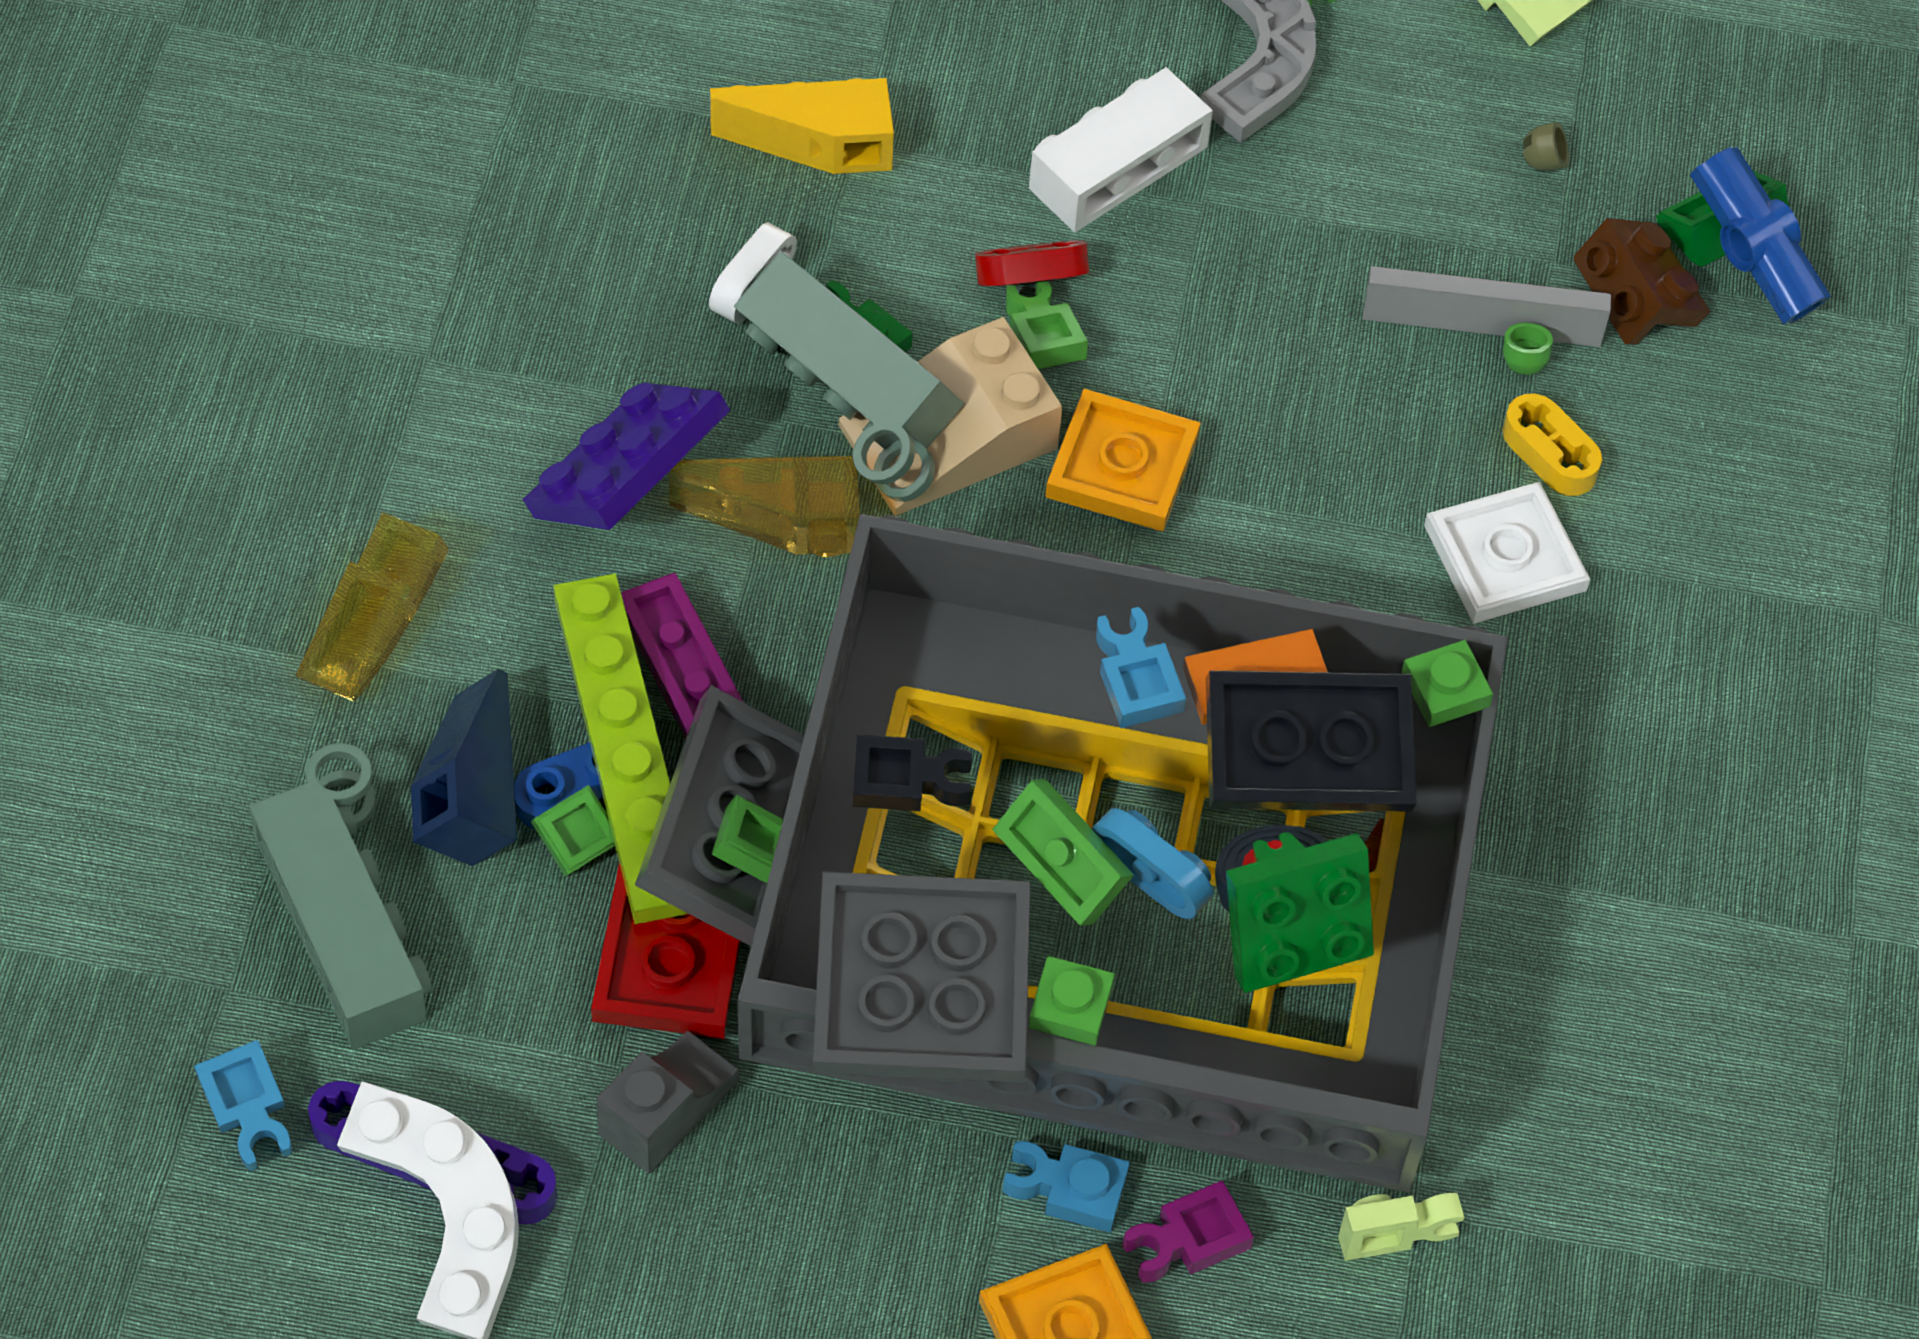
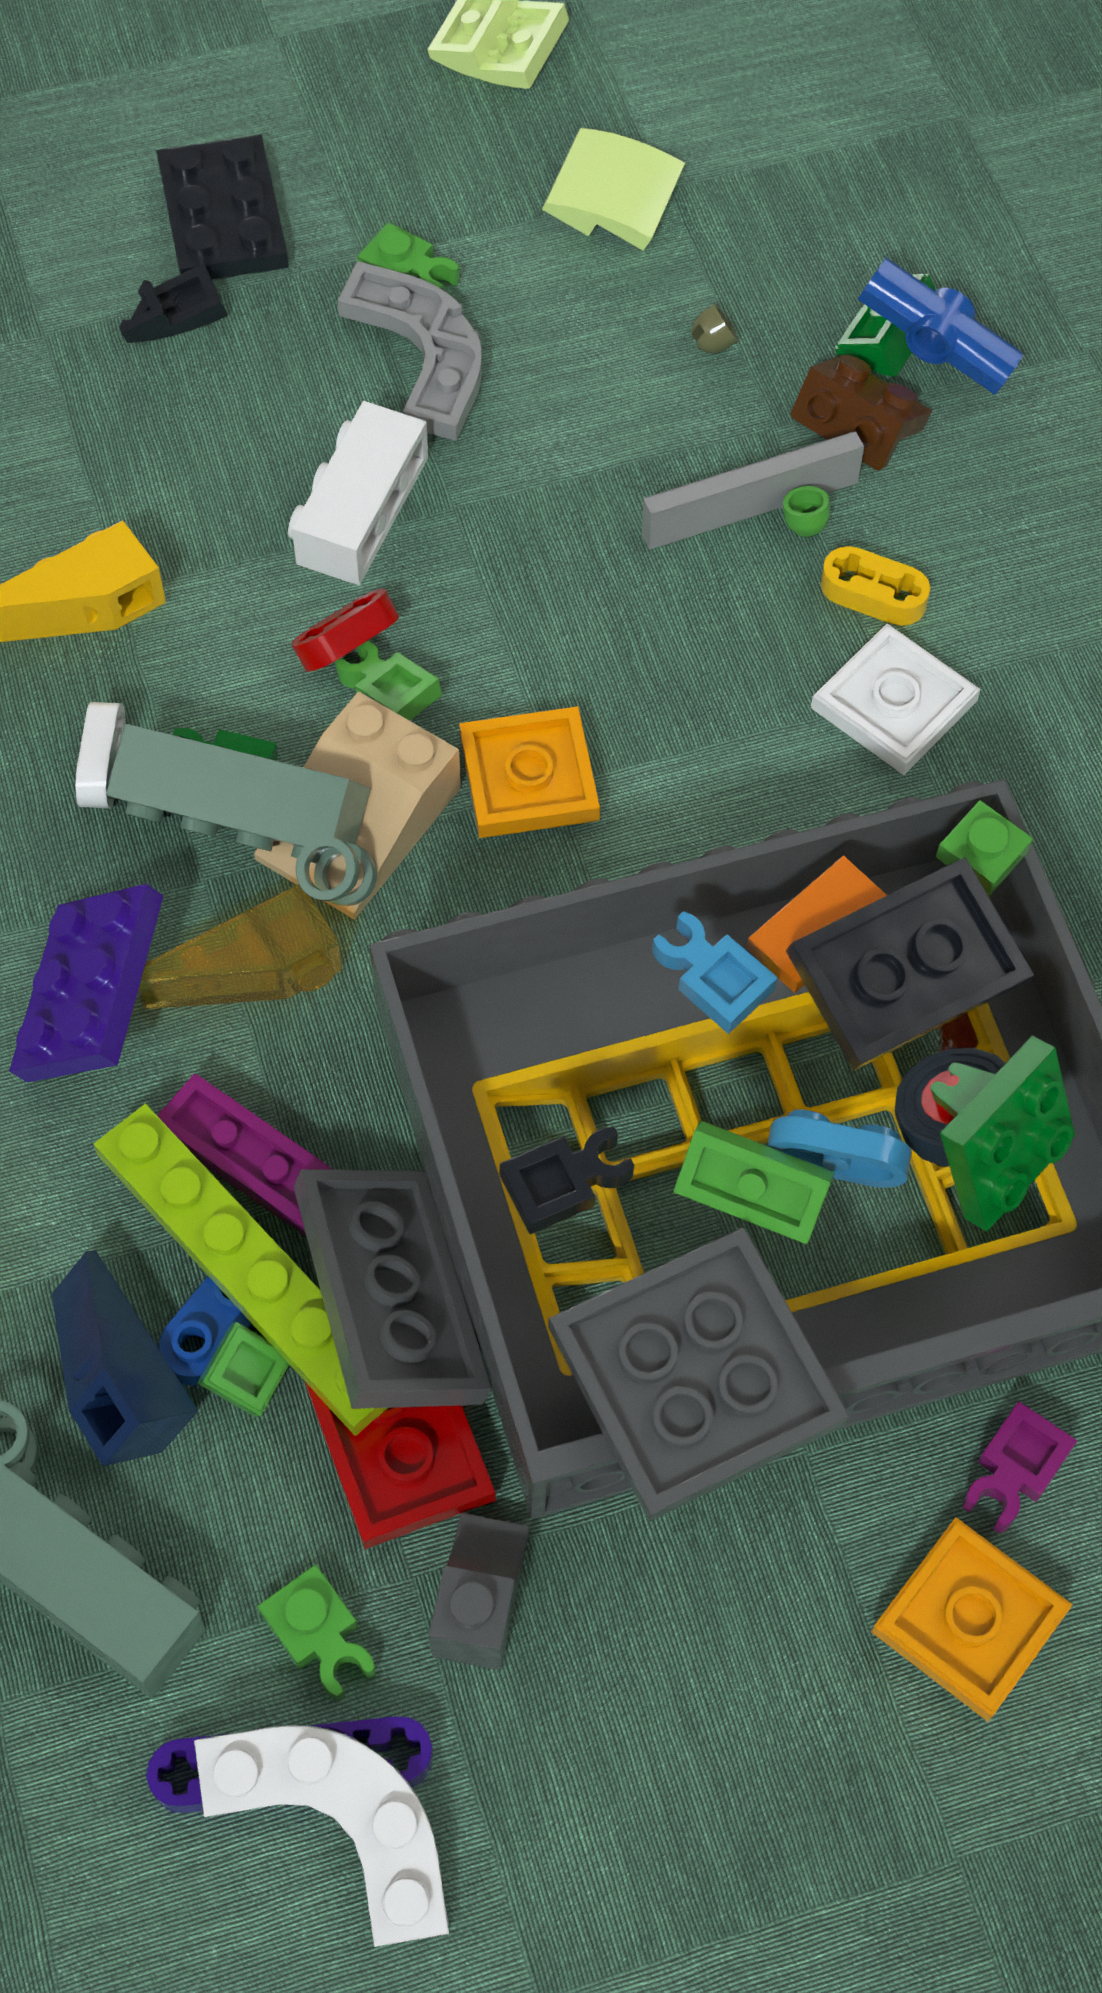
camera: 25 degrees left, 5 degrees up
(242, 1095) = (75, 1806): dark azure plate -> none
(515, 1059) = (312, 1625): none -> bright green plate
(748, 838) = (430, 1302): bright green tile -> none
(1071, 1000) = (841, 1320): bright green plate -> none
(1079, 1187) = (891, 1468): dark azure plate -> none

